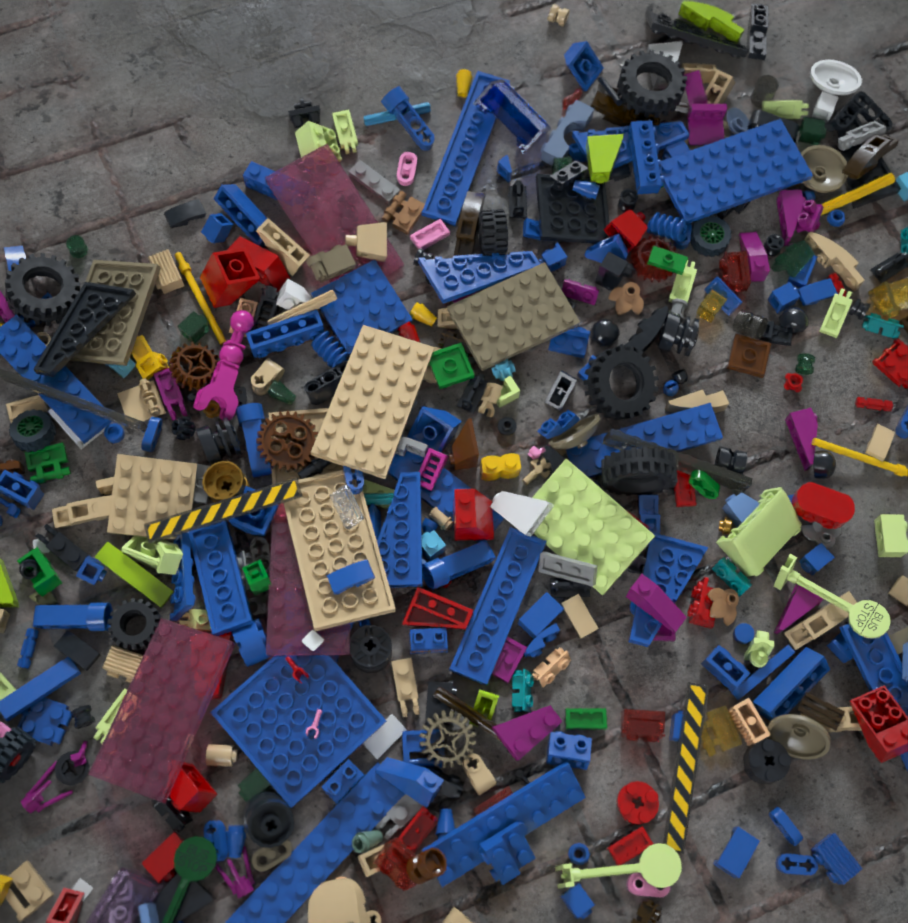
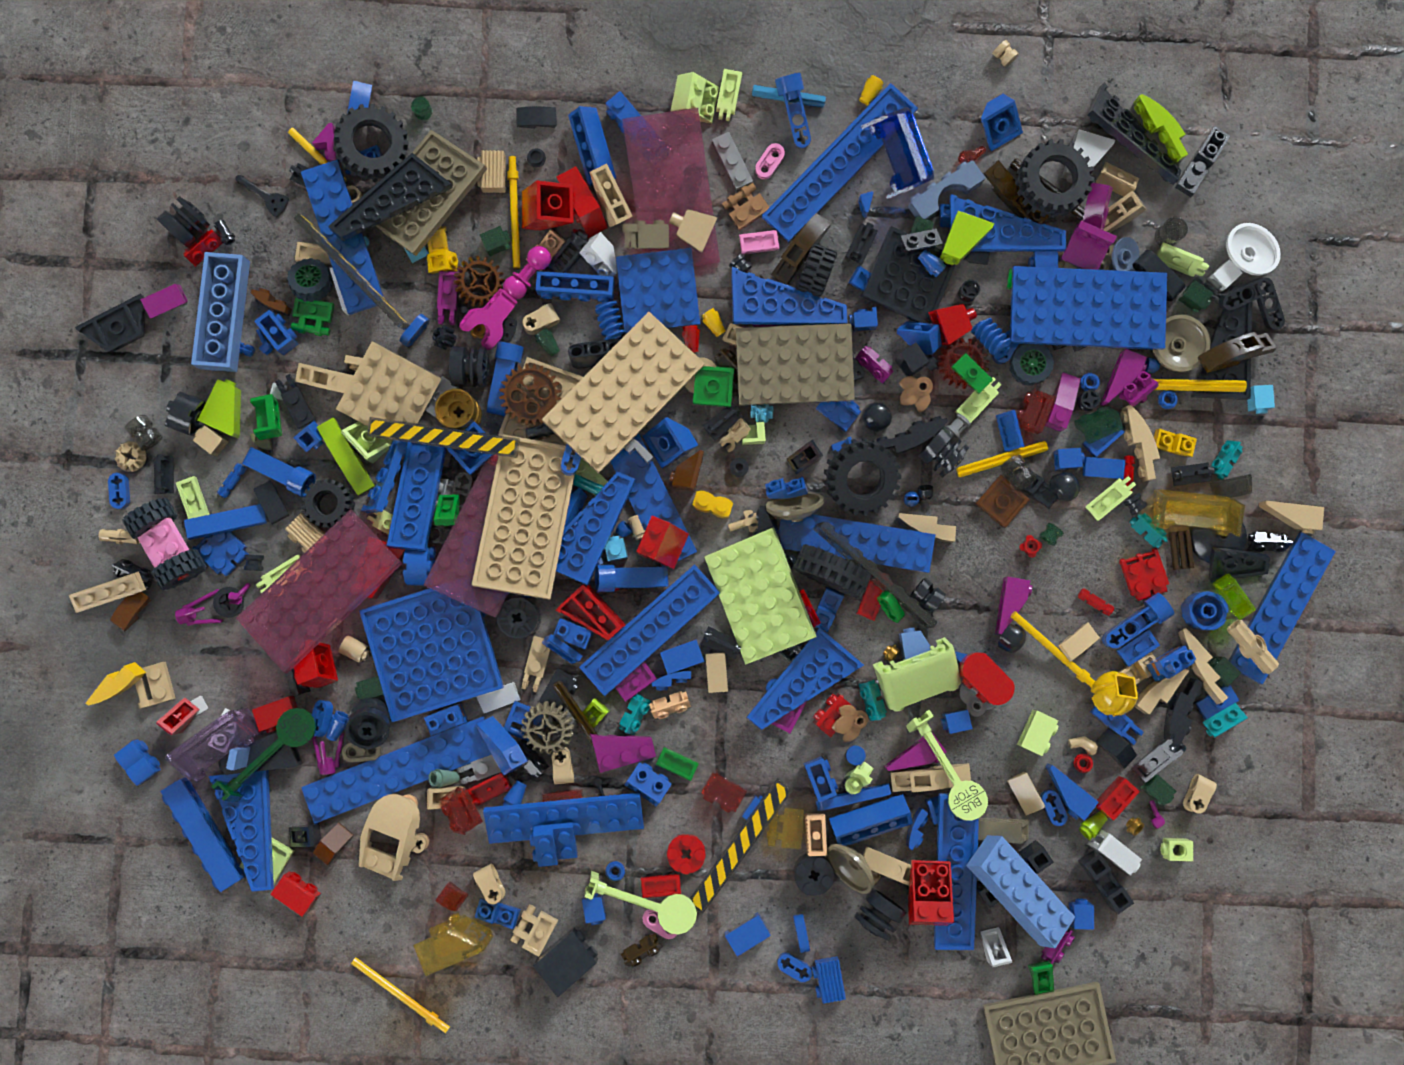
camera: 30 degrees right, 15 degrees up
(29, 573) = (257, 411): black plate -> none
(114, 433) = (379, 315): blue tile -> none
(142, 401) = (418, 294): tan hinge -> none
(170, 558) = (381, 456): yellowish green panel -> none
(200, 246) = (536, 157): none -> black plate
(217, 228) = (558, 147): blue brick -> none
(297, 671) = (445, 612): red hand -> none
(308, 306) = (602, 270): tan axle -> none
(311, 112) = (705, 60): black hips -> none
(312, 640) = (467, 593): white sticker -> none
(315, 724) = (439, 665): bright pink hand -> none
(346, 506) = (551, 485): clear plate -> none
(350, 576) = (524, 552): blue slope -> none
(425, 659) = (561, 649): none -> blue tile
(426, 866) = (479, 824): reddish brown wheel -> none
(440, 465) = (652, 483): dark pink slope -> none
(521, 511) = (709, 556): white slope -> none
(535, 453) = (752, 504): bright pink hand -> none
(568, 568) = (725, 627): light grey plate -> none
(610, 91) = (1012, 164): black bar -> none
(644, 157) = (1005, 256): blue brick -> none
(656, 603) = (786, 697): magenta slope -> none
(711, 306) = (992, 436): clear yellow bracket -> none
(727, 323) = (1000, 459): none -> yellow axle
(765, 227) = (1089, 376): none -> blue plate
(826, 705) = (872, 842): dark brown tile -> none
(835, 679) = (914, 836): none -> blue slope
(849, 768) = (880, 914): none -> black wheel
(860, 135) = (1241, 324): light grey hinge -> none
(863, 249) = (1175, 443): none -> yellow slope

